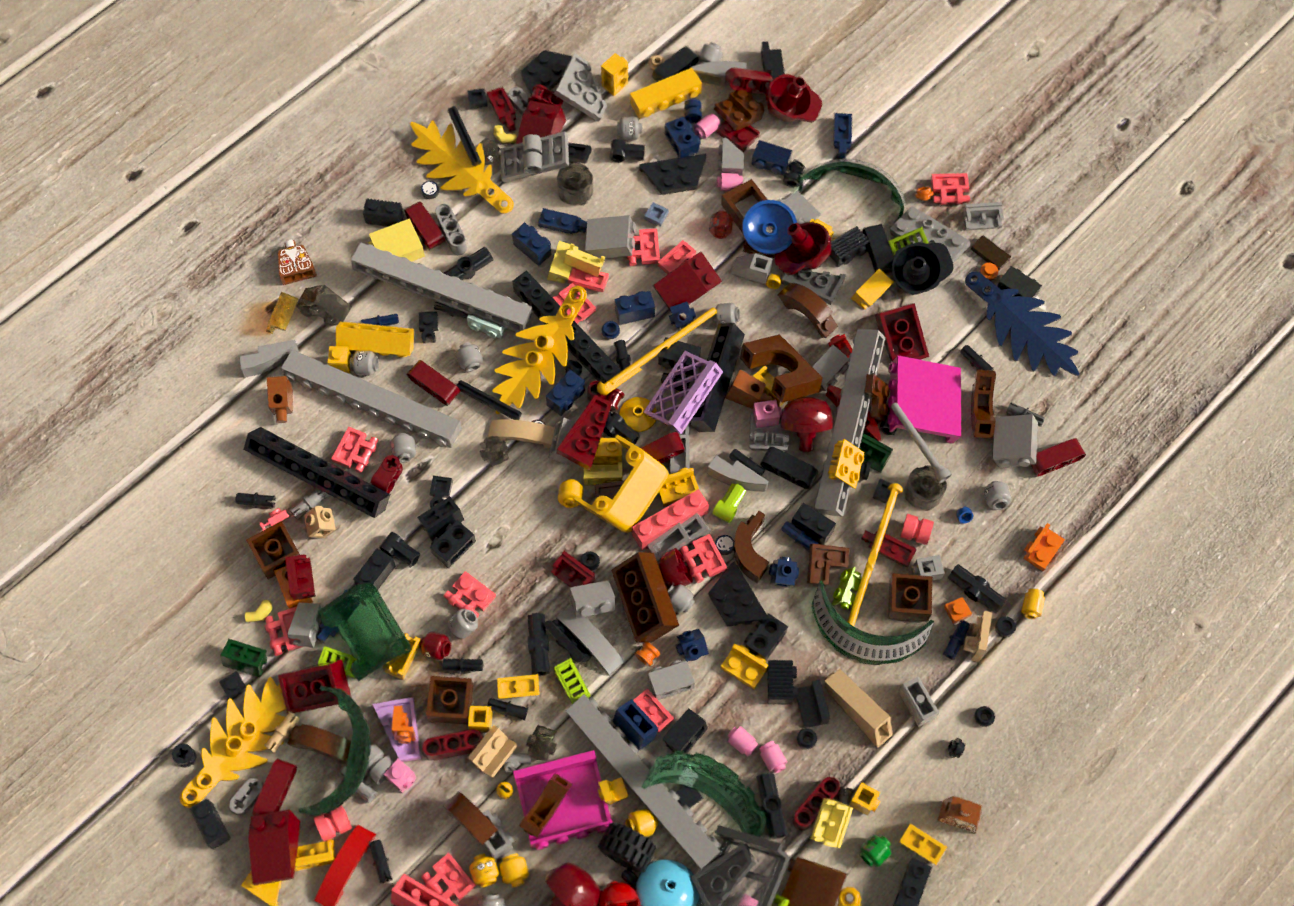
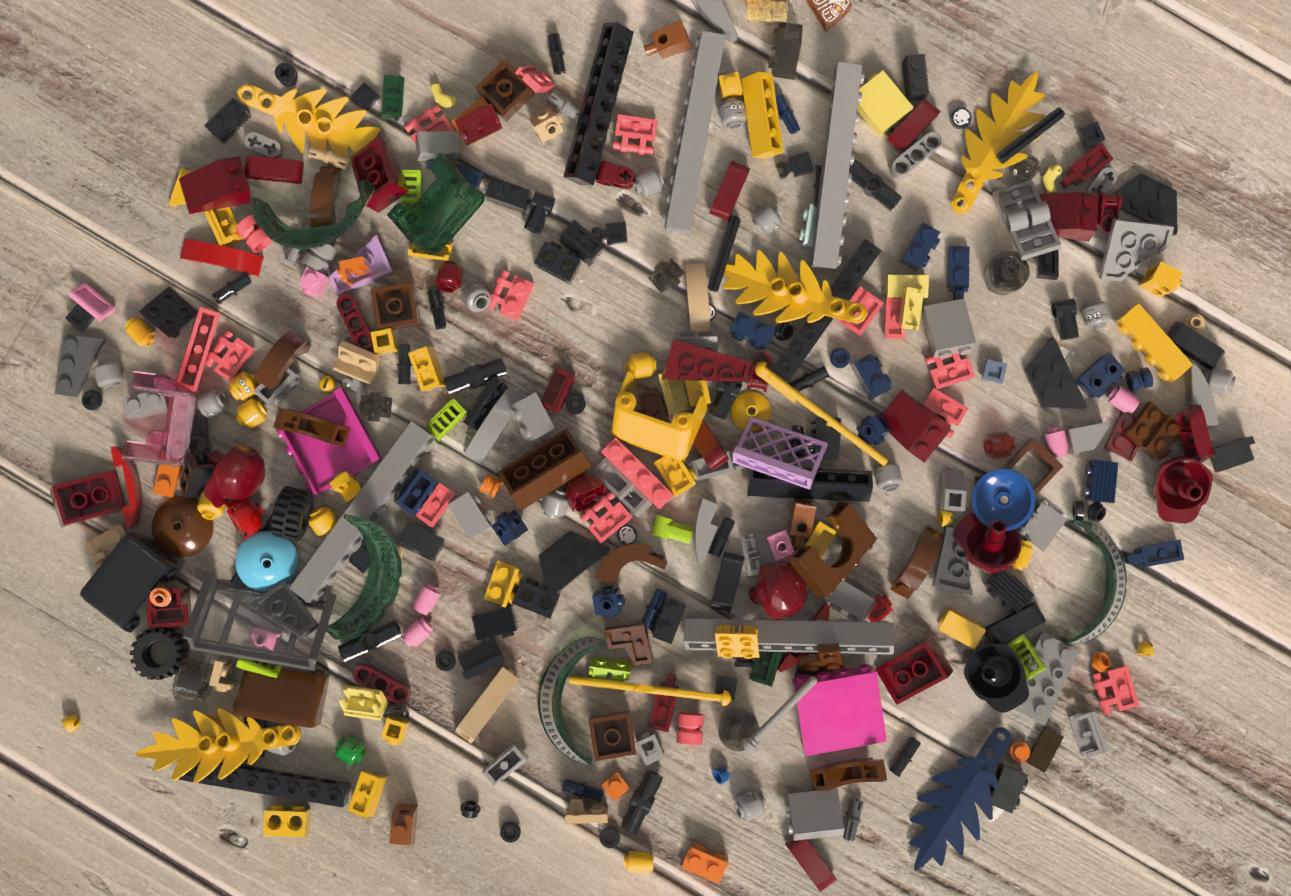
camera: 75 degrees right, 20 degrees up
(920, 159) = (1145, 648): none -> yellow hinge

